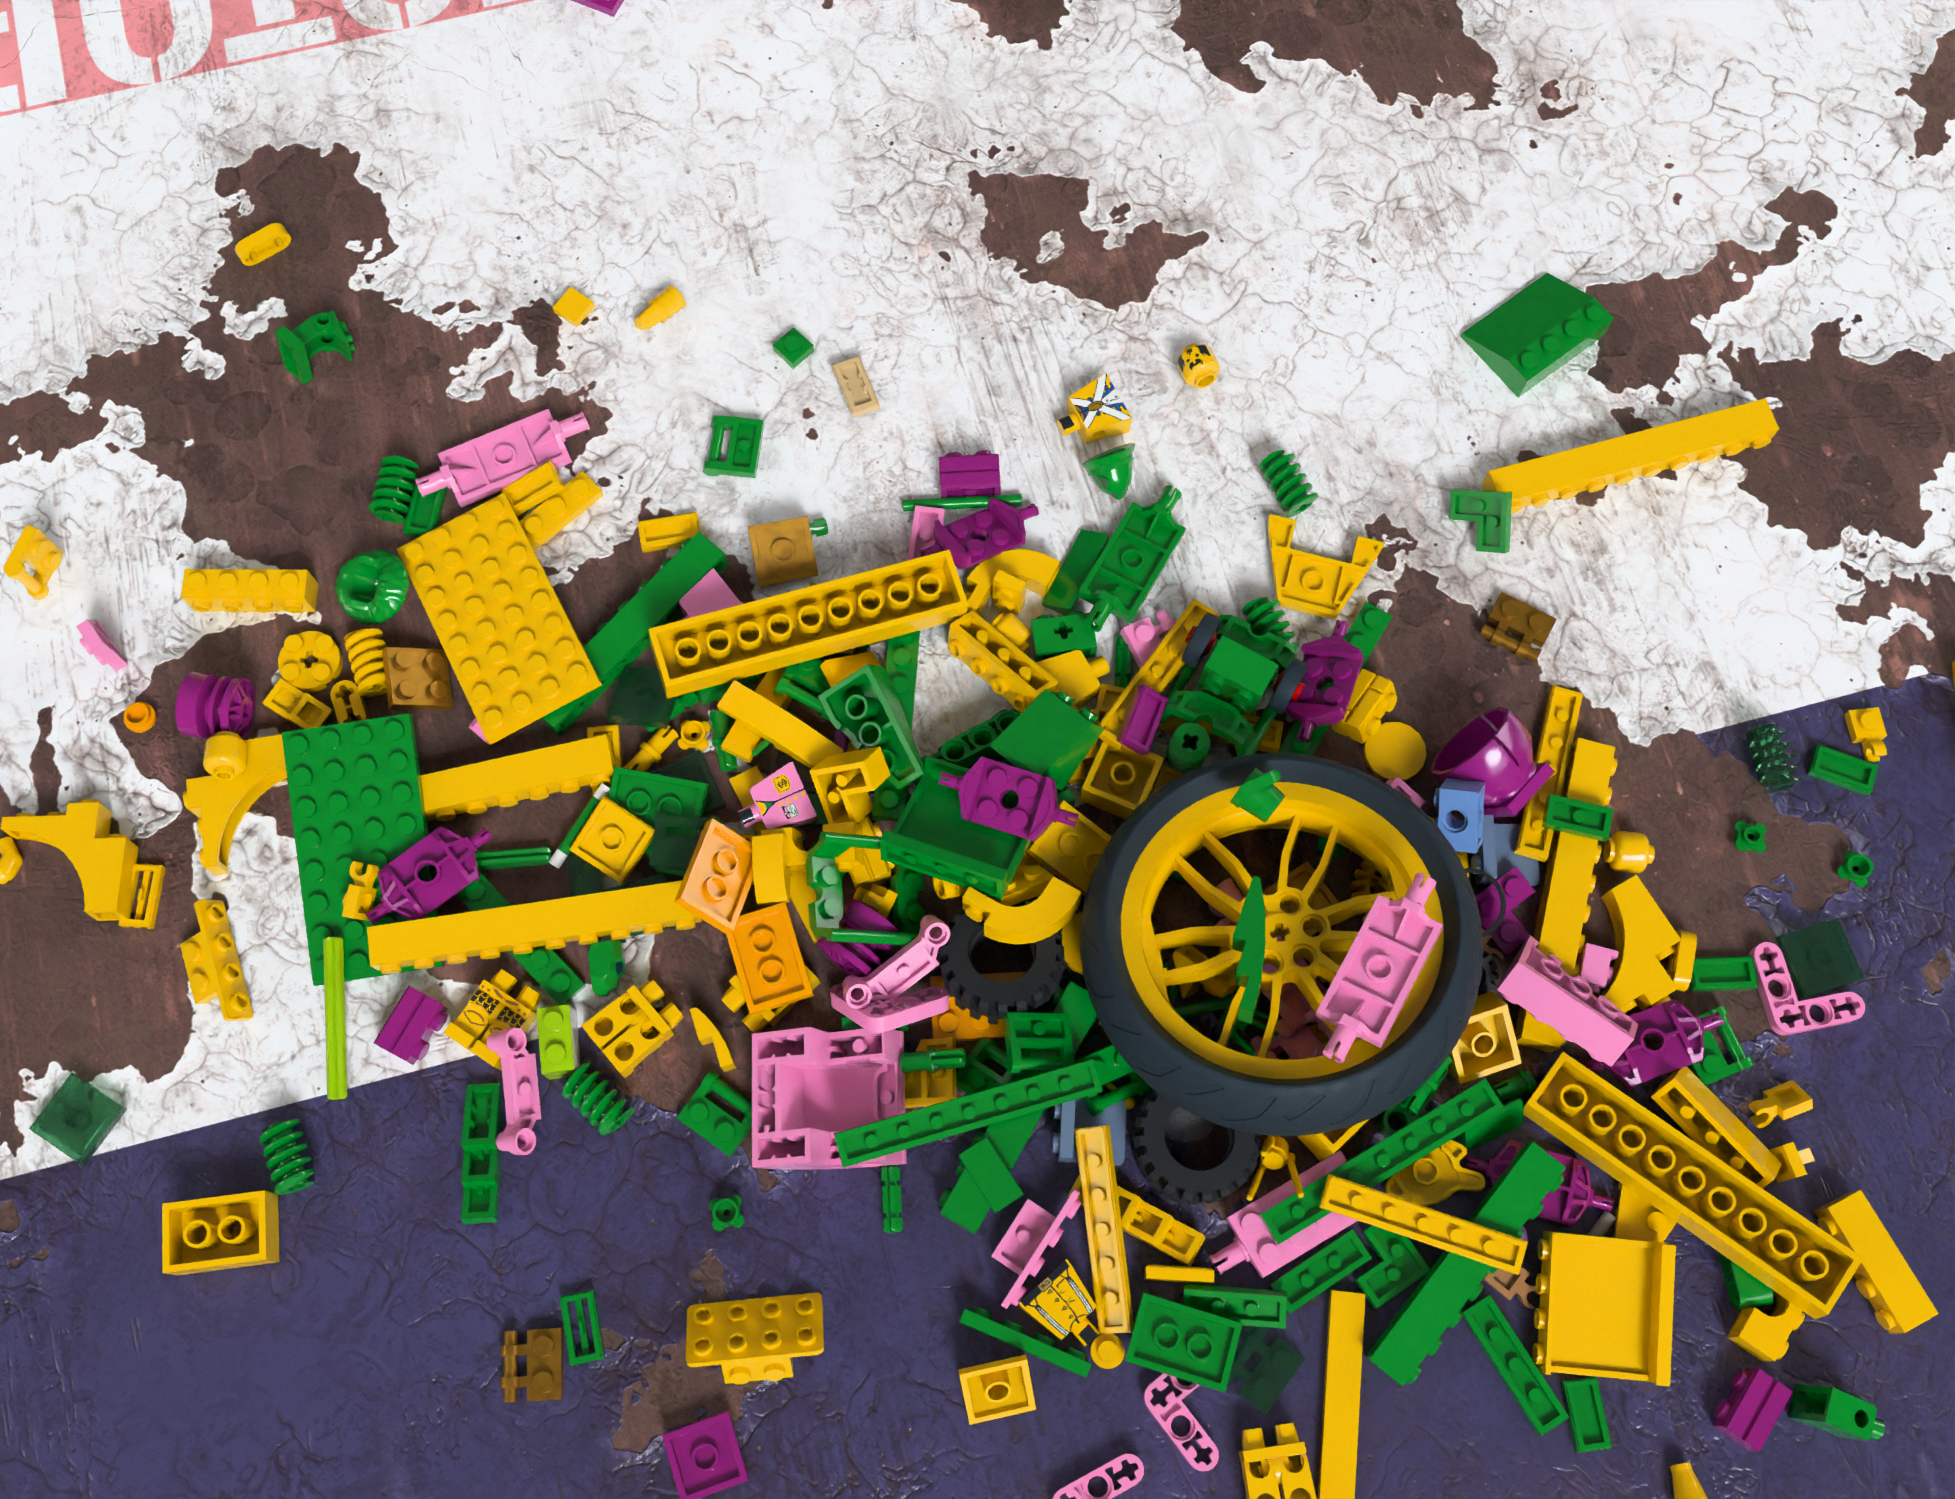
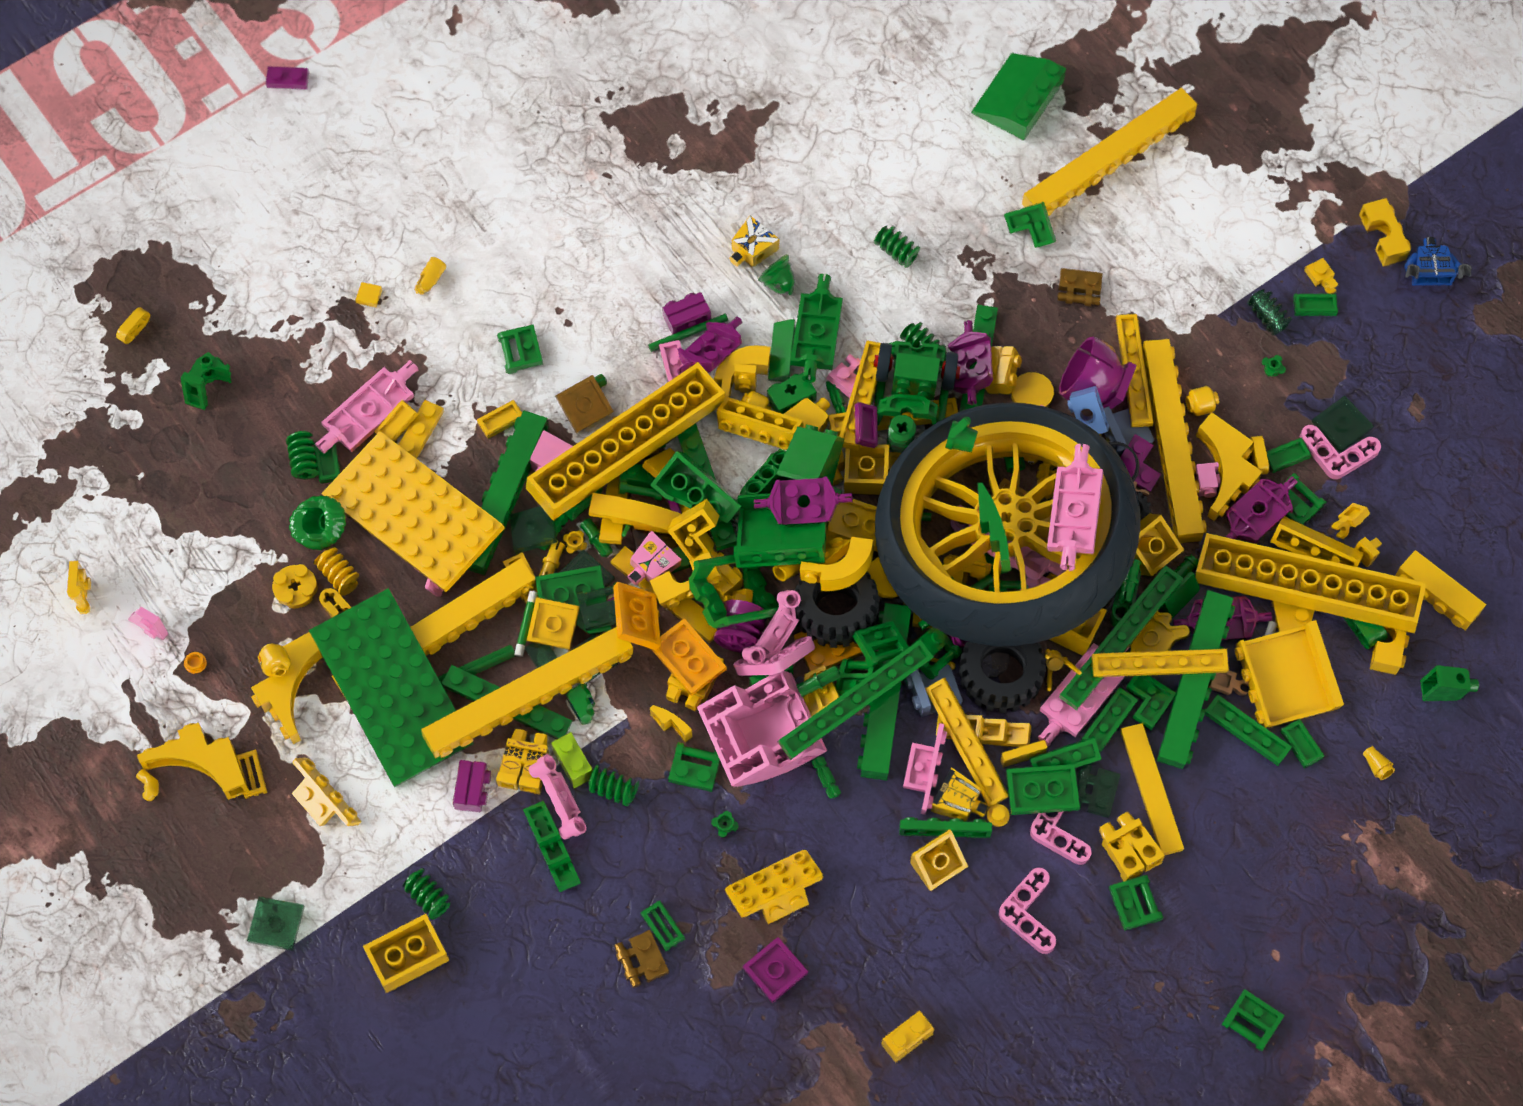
camera: 20 degrees left, 5 degrees down
(214, 705) = (248, 634): magenta wheel -> none
(250, 590) = (234, 554): yellow brick -> none
(296, 706) = (299, 618): yellow slope -> none
(335, 1018) = (419, 798): lime axle -> none
(361, 895) = (406, 712): yellow plate -> none
(415, 898) = (437, 701): magenta plate -> none
(417, 679) = (376, 570): pearl gold plate -> none
(632, 1027) = (615, 734): yellow hips -> none
(770, 869) = (666, 601): yellow slope -> none
(793, 348) = (531, 270): green plate -> none
(855, 386) = (585, 282): tan plate -> none
(990, 1175) = (884, 735): green tile -> none
(1198, 365) = (808, 190): yellow head -> none
(1312, 581) = (938, 303): yellow wing -> none
(1566, 1004) = (1197, 503): bright pink wedge -> none
(1577, 817) = (1161, 389): green plate -> none
(1751, 1408) = (1398, 701): magenta brick -> none
(1863, 865) = (1347, 357): green plate -> none

